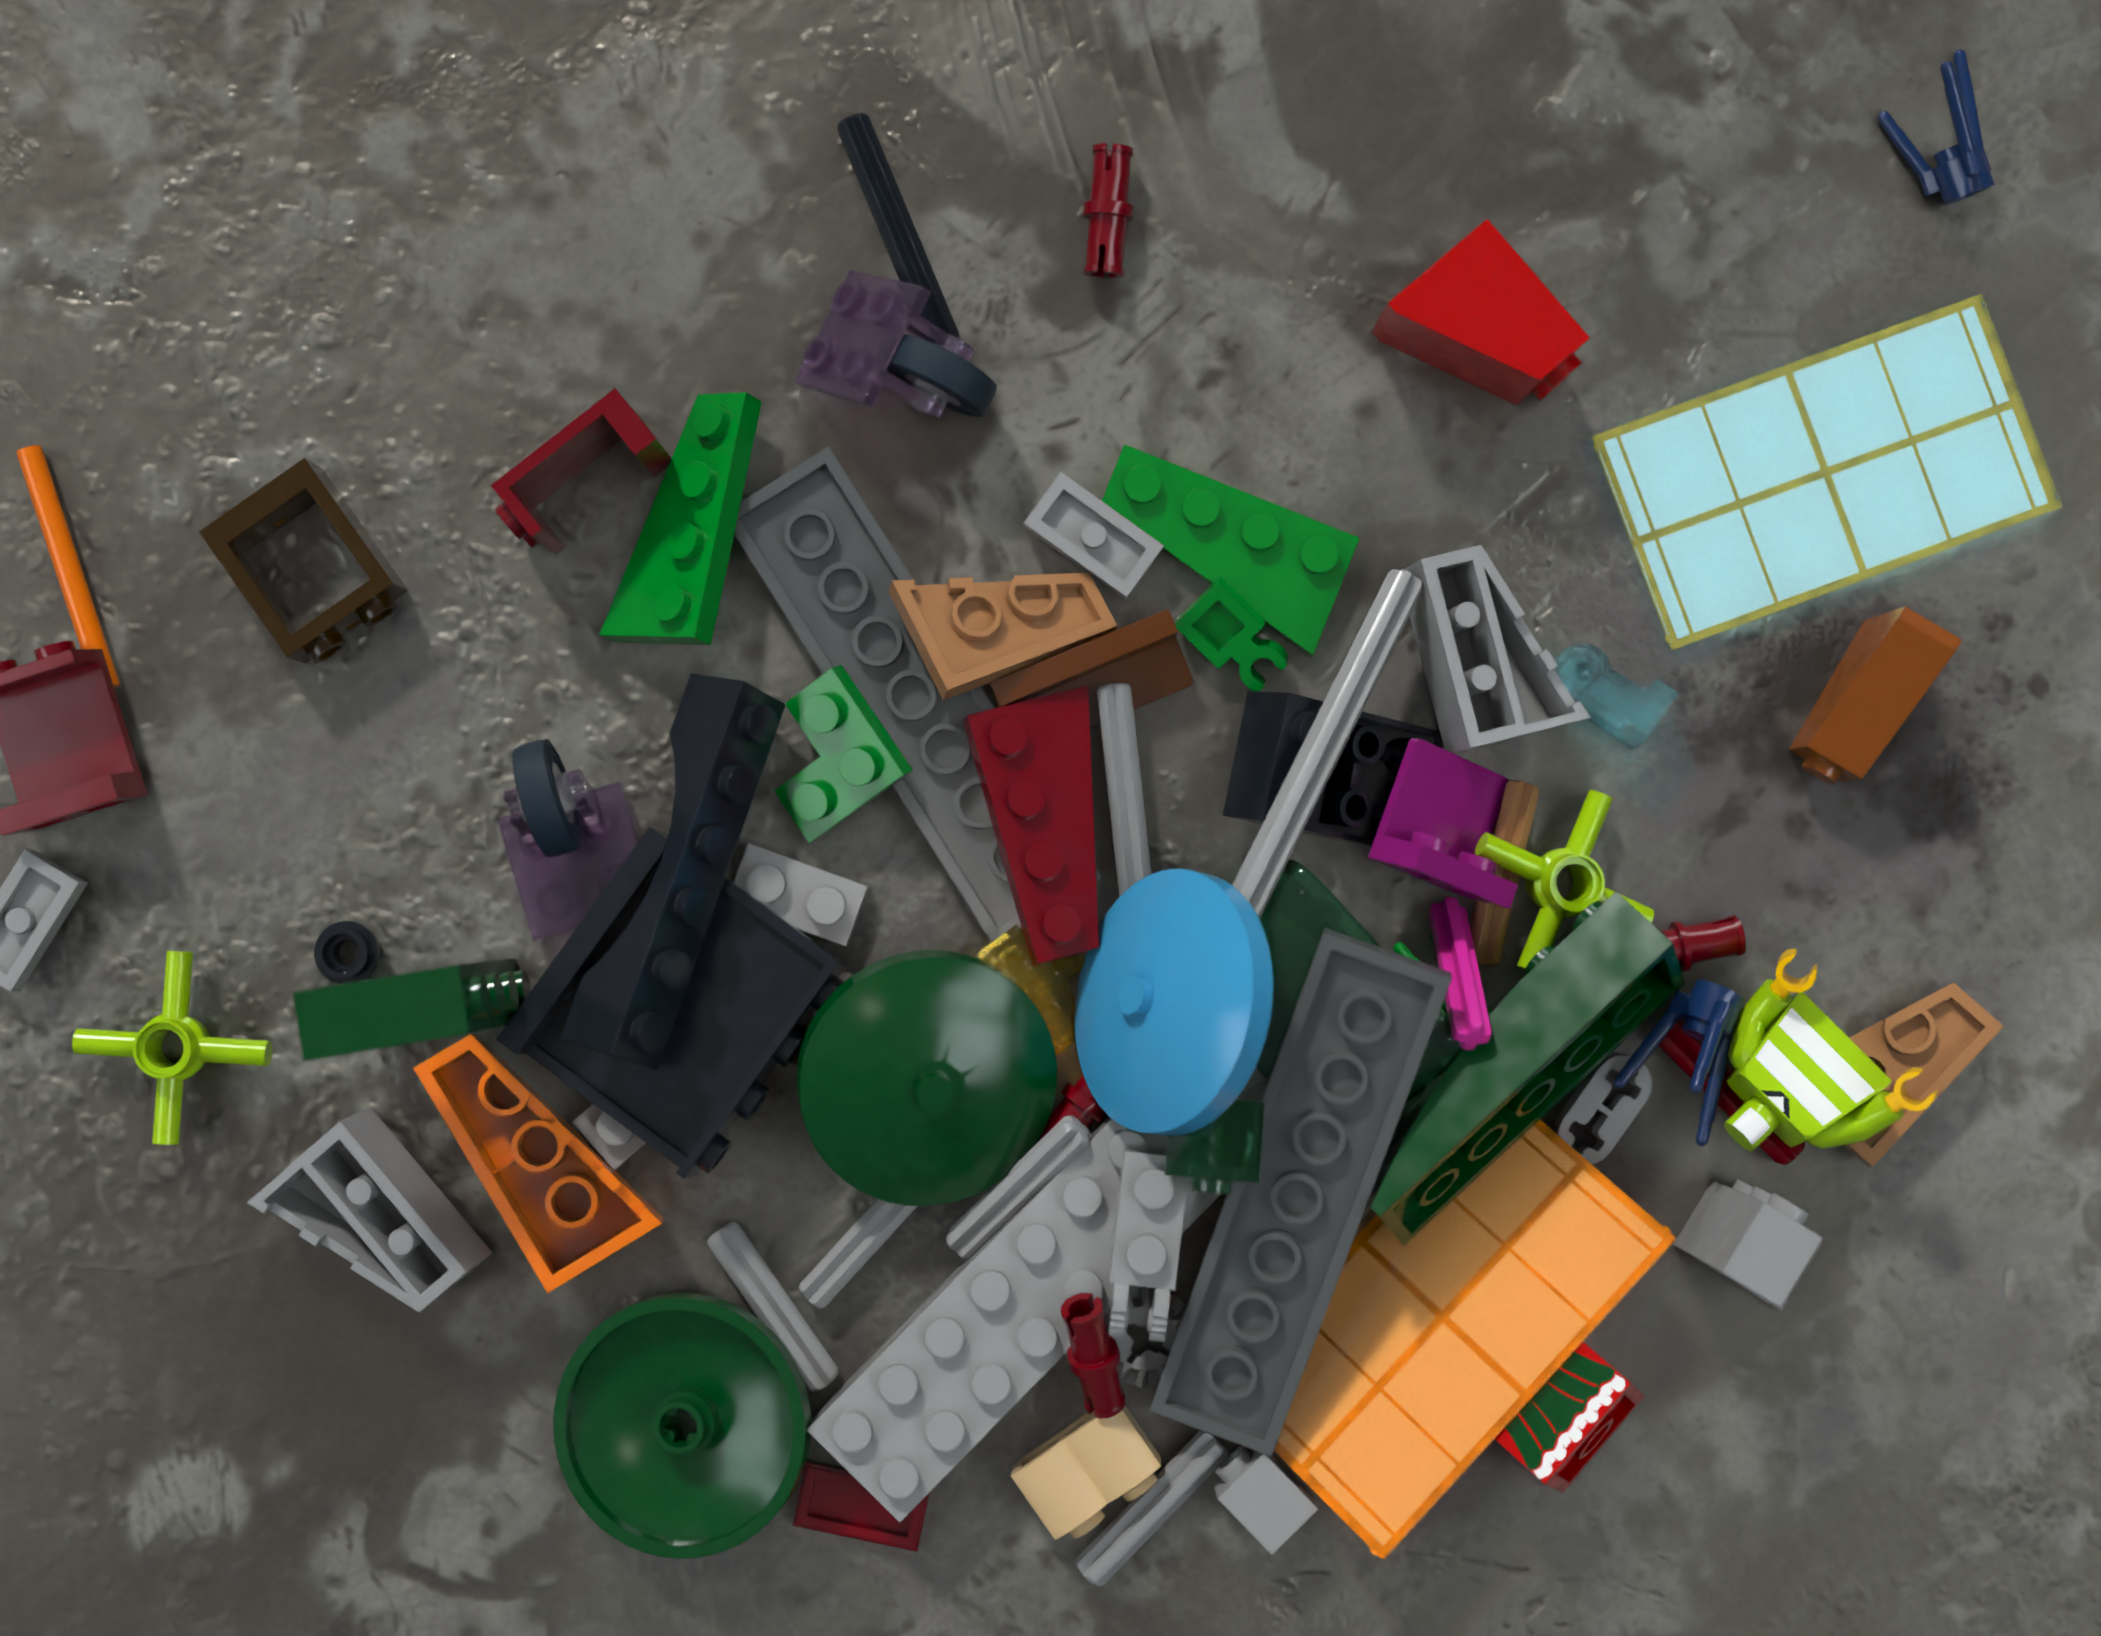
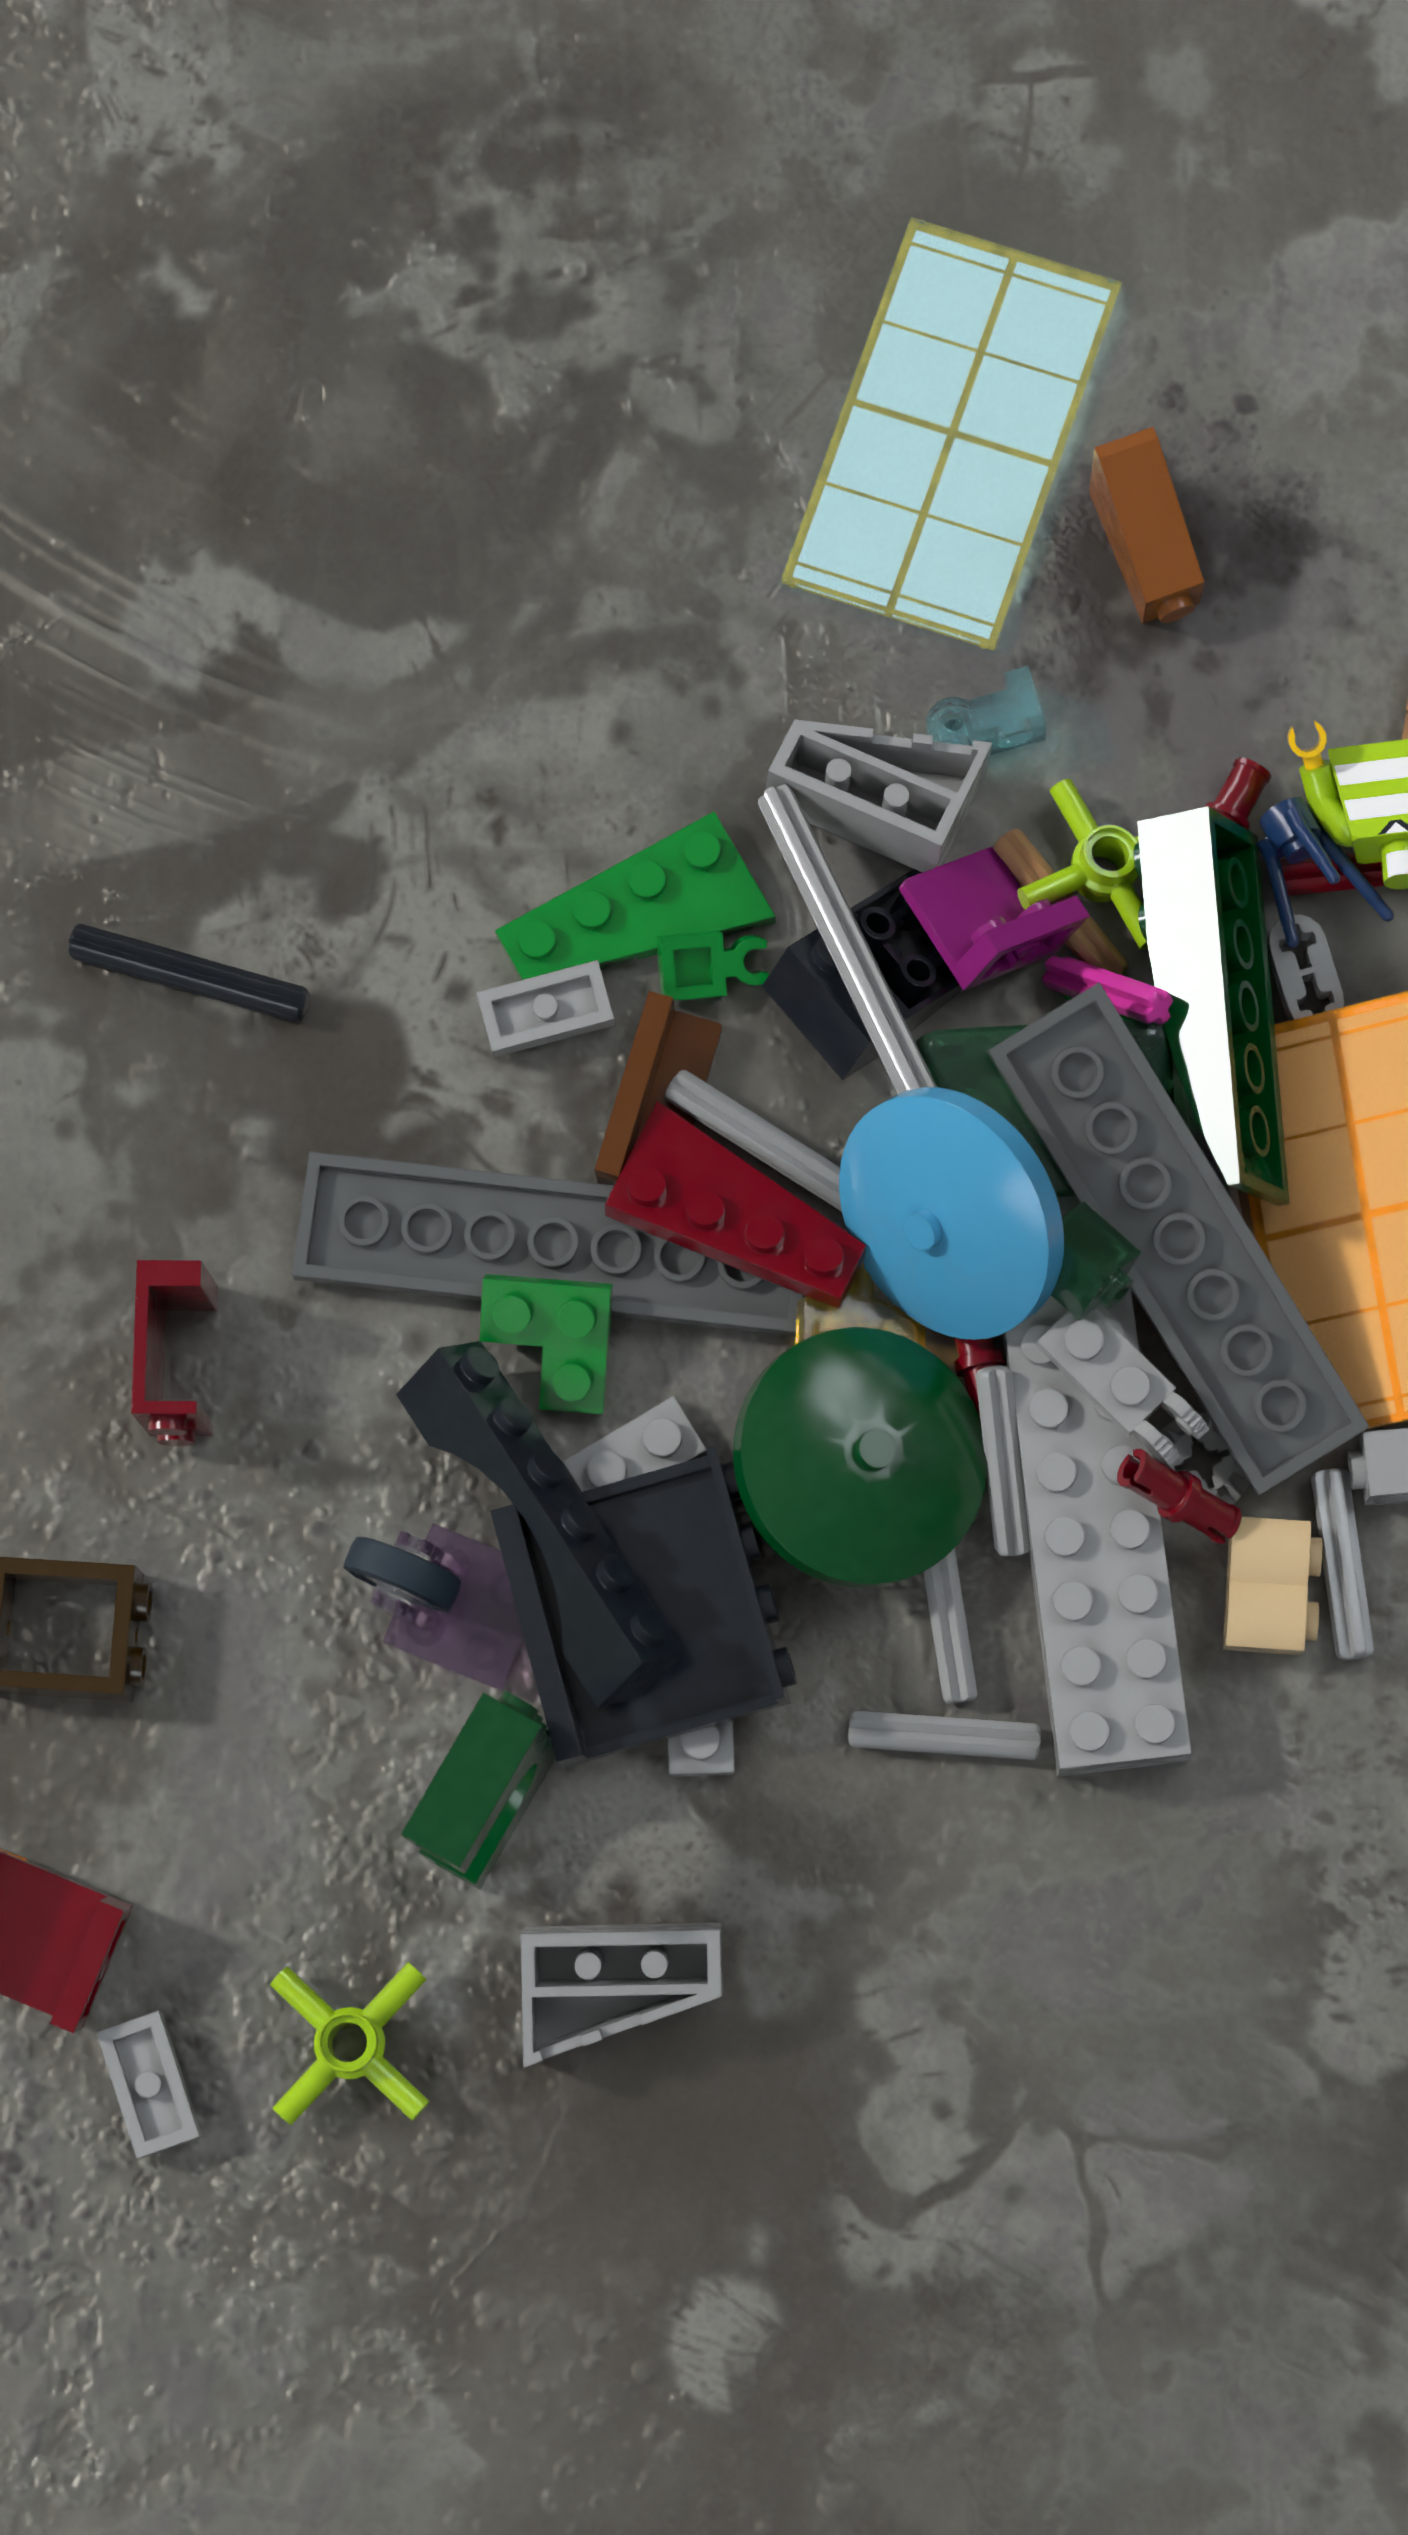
camera: 40 degrees left, 10 degrees down
(328, 946) = (368, 1844): black plate -> none
(536, 1168) = (679, 1824): orange wedge -> none
(682, 1425) = (978, 1871): dark green dish -> none
(687, 539) = (291, 1319): green wing -> none
(839, 1505) = (1158, 1798): dark red tile -> none
(867, 338) = (264, 1045): clear purple plate -> none
(996, 628) = (556, 1135): medium nougat wing -> none
(1108, 210) = (307, 802): dark red pin -> none
(1485, 320) = (629, 587): red slope -> none
(1962, 167) = (803, 158): dark blue plant -> none

